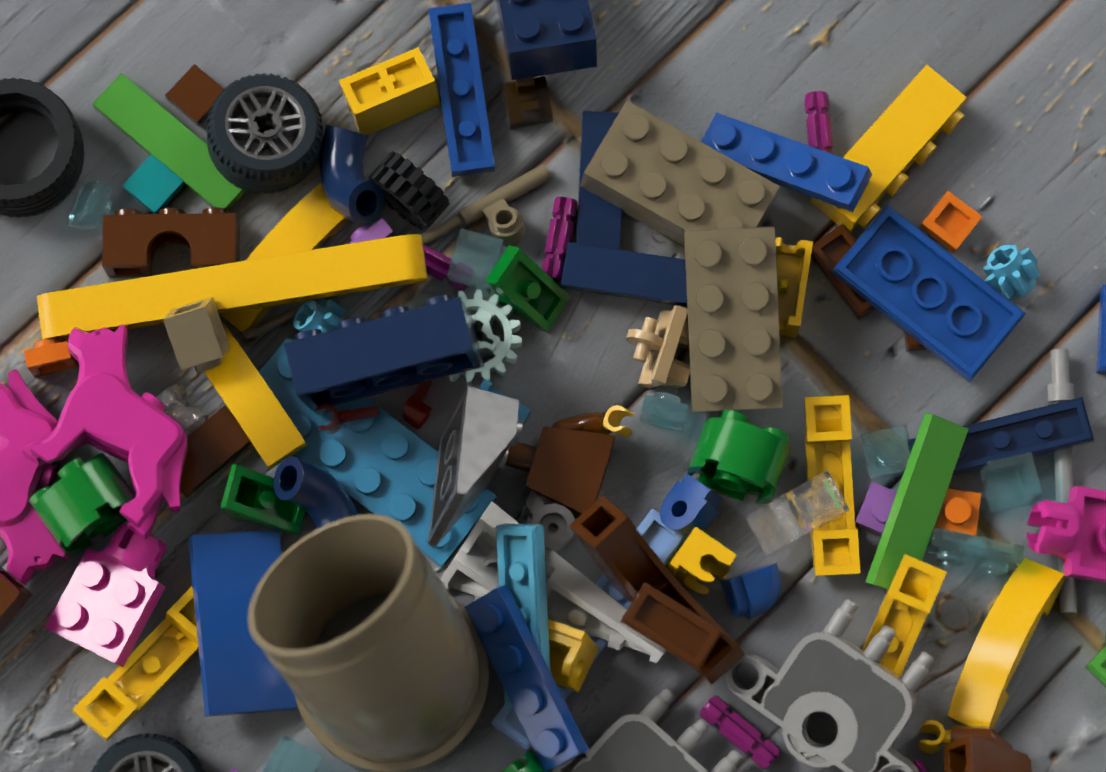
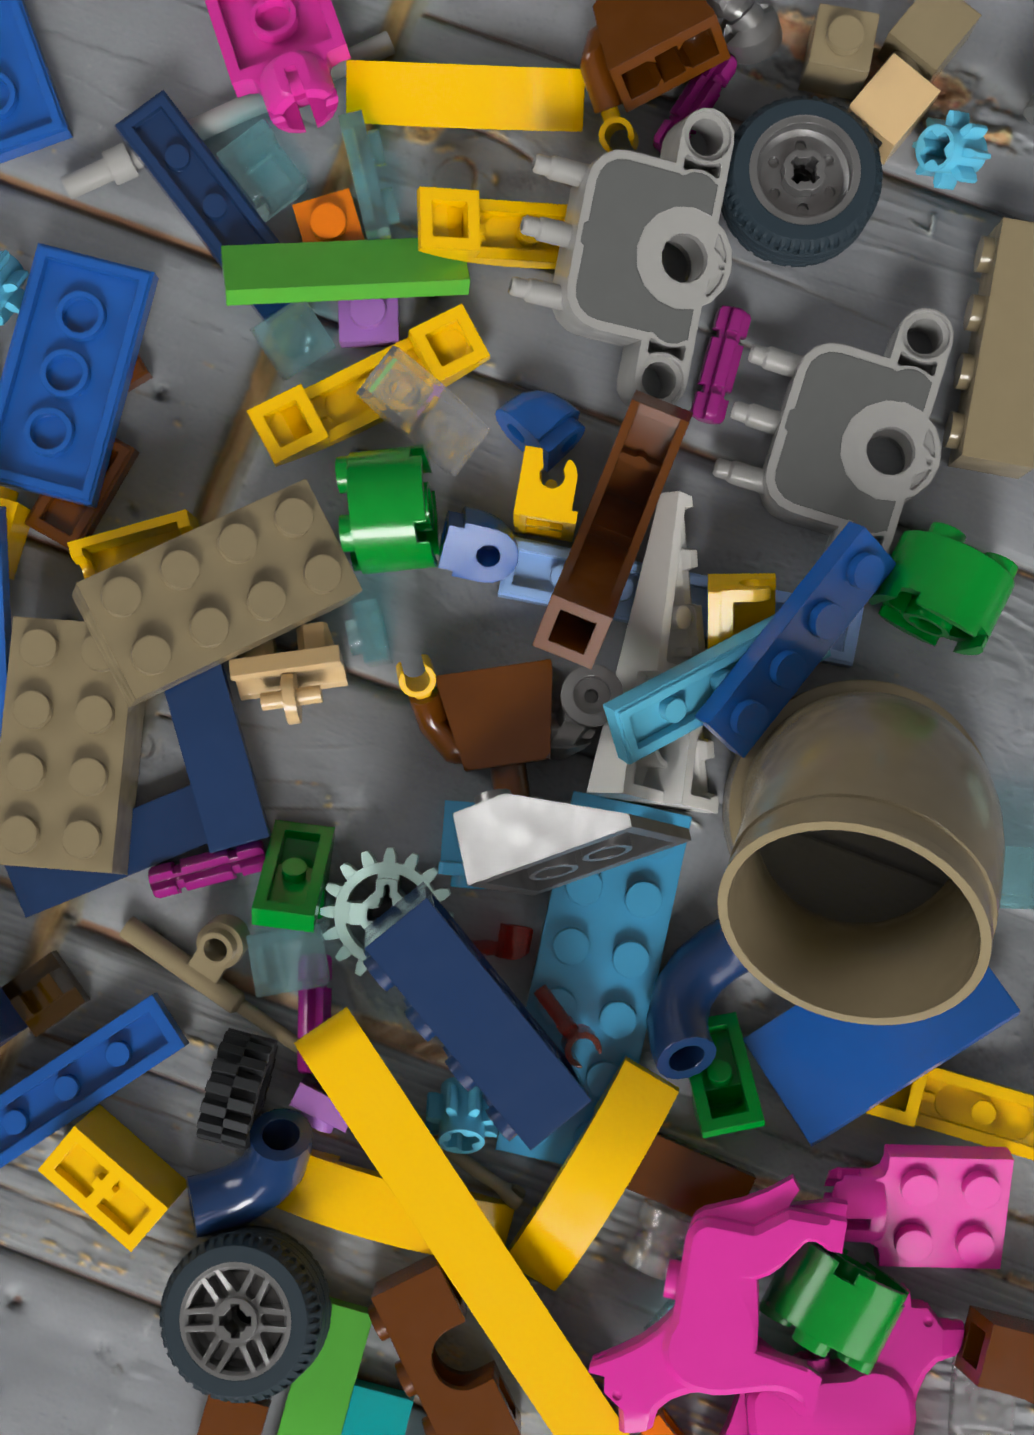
camera: 110 degrees left, 10 degrees up
(197, 335) = (560, 1268): dark tan brick -> none
(671, 626) = (652, 488): reddish brown tile -> none

